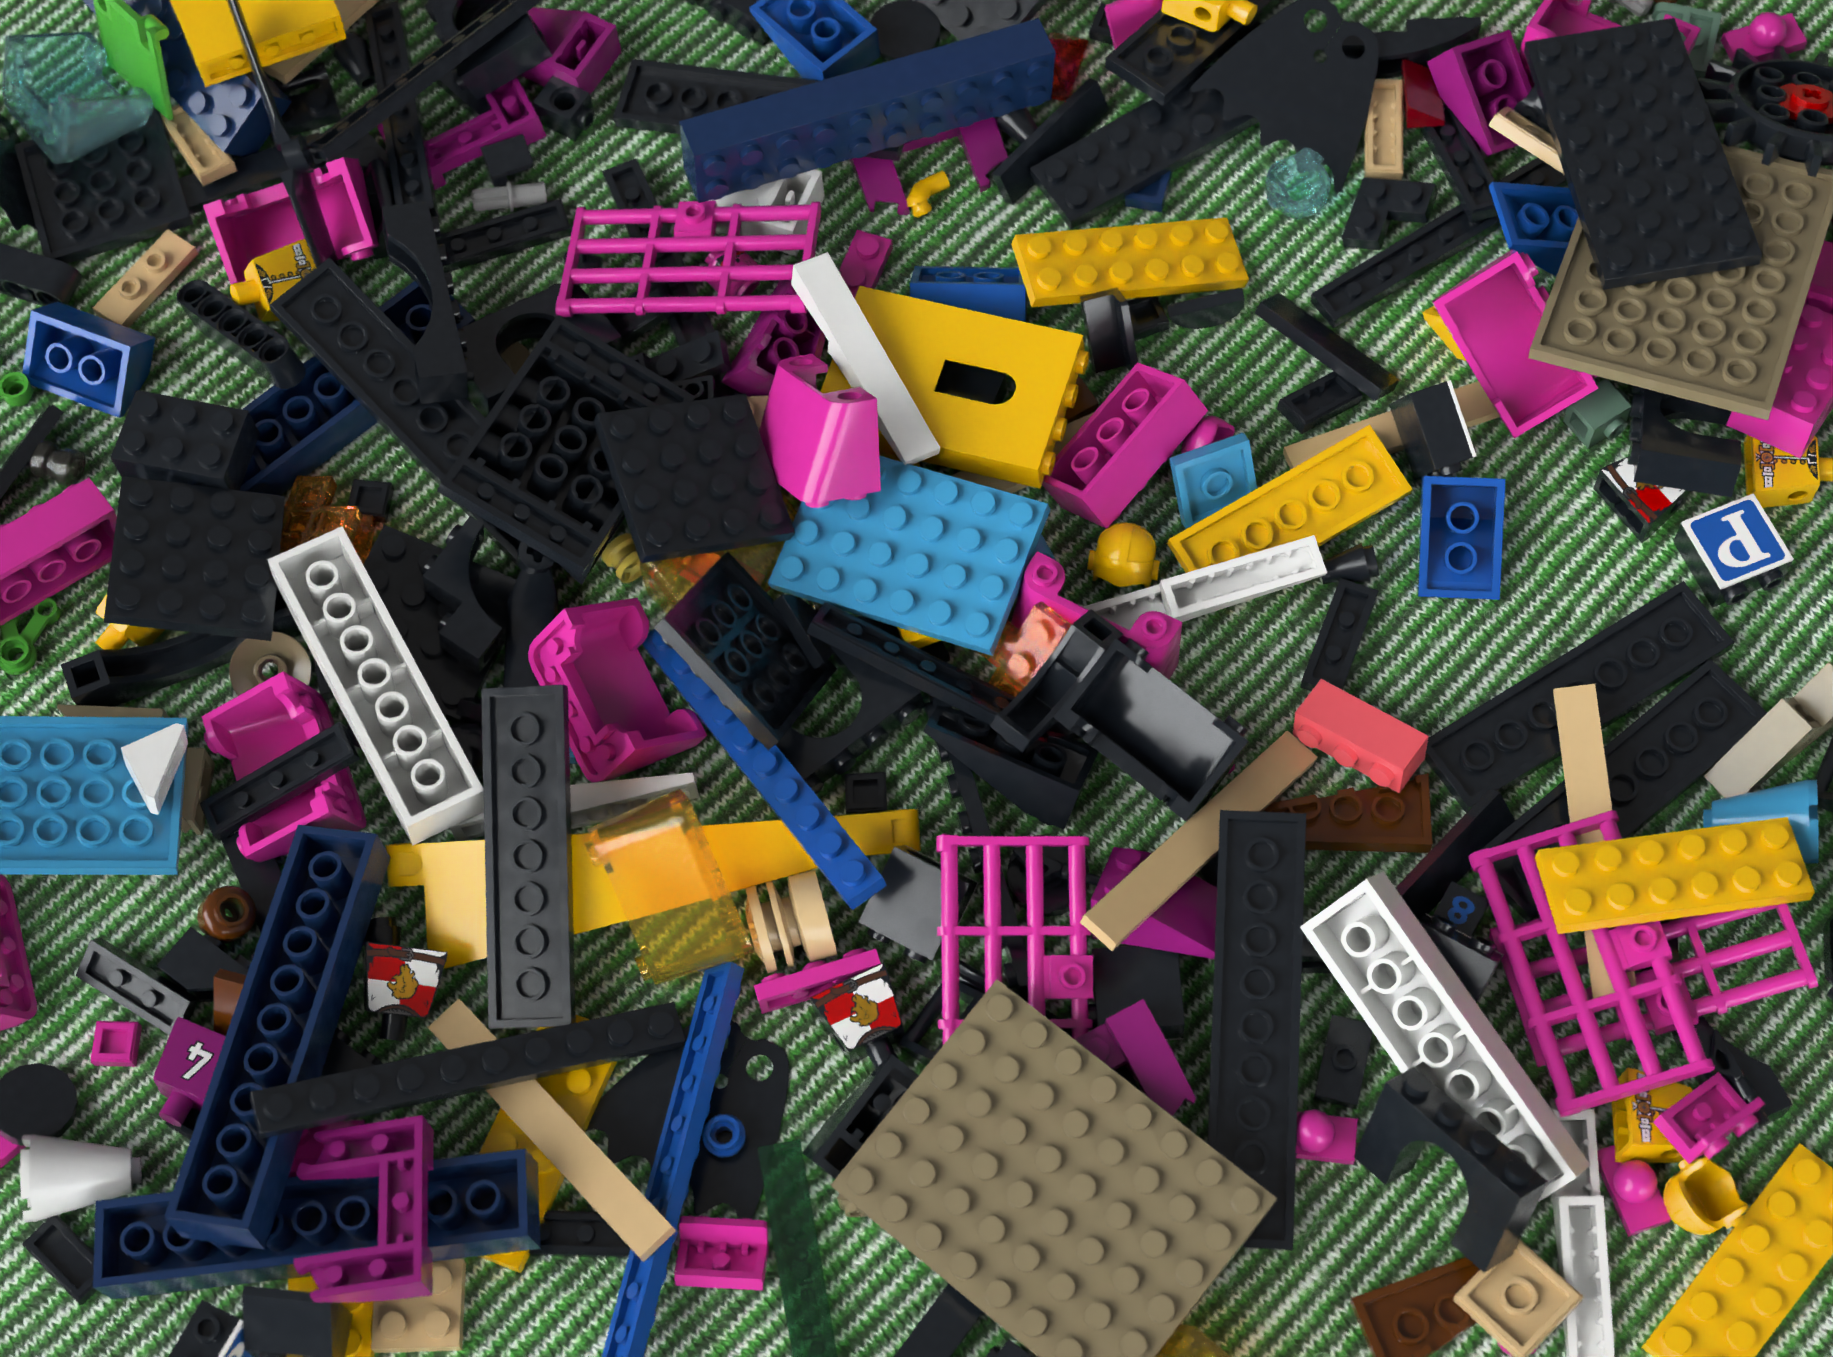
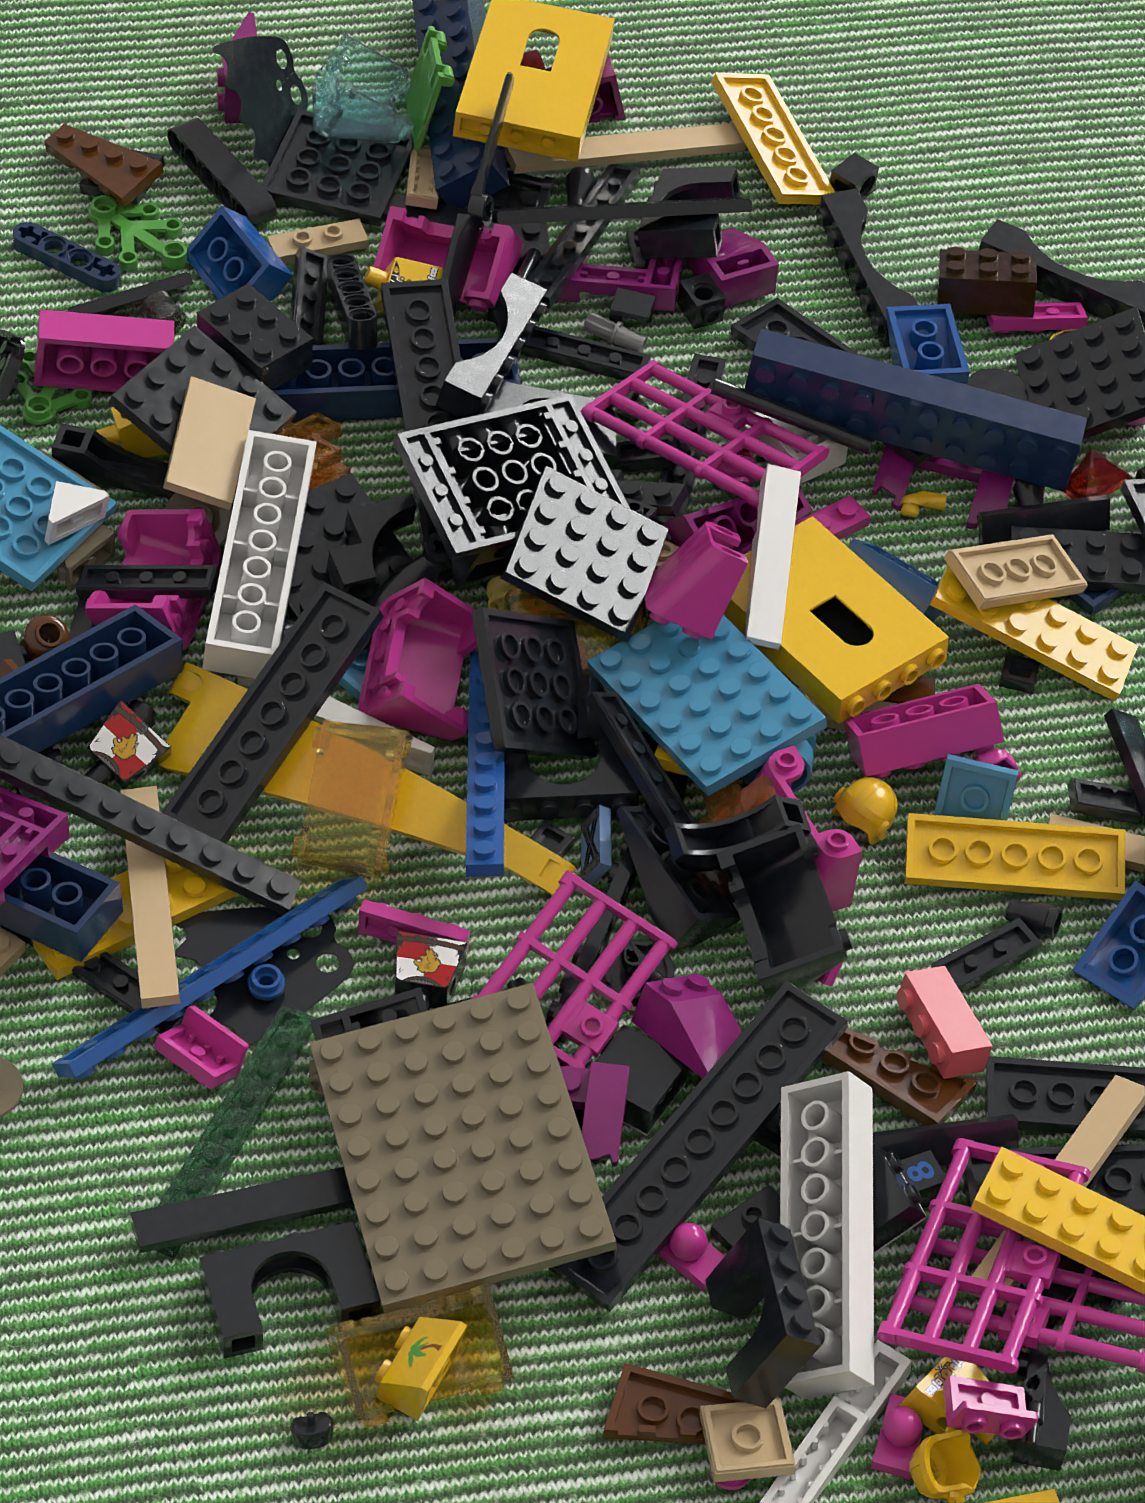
camera: 25 degrees right, 15 degrees down
(187, 350) = (309, 292): none -> black tile
(237, 598) = (209, 443): none -> tan tile
(372, 498) = (360, 460): black tile -> none
(759, 189) = (791, 416): none -> black piece
(790, 921) = (417, 874): tan wheel -> none
(911, 904) = (512, 911): piece -> none
(913, 768) = (596, 845): none -> medium blue tile
(1083, 221) = (1015, 571): none -> tan tile
(1109, 330) = (978, 655): black panel -> none
(1195, 842) = (746, 999): tan tile -> none
(1207, 310) = (1067, 693): black tile -> none
(1219, 584) = (928, 865): white slope -> none

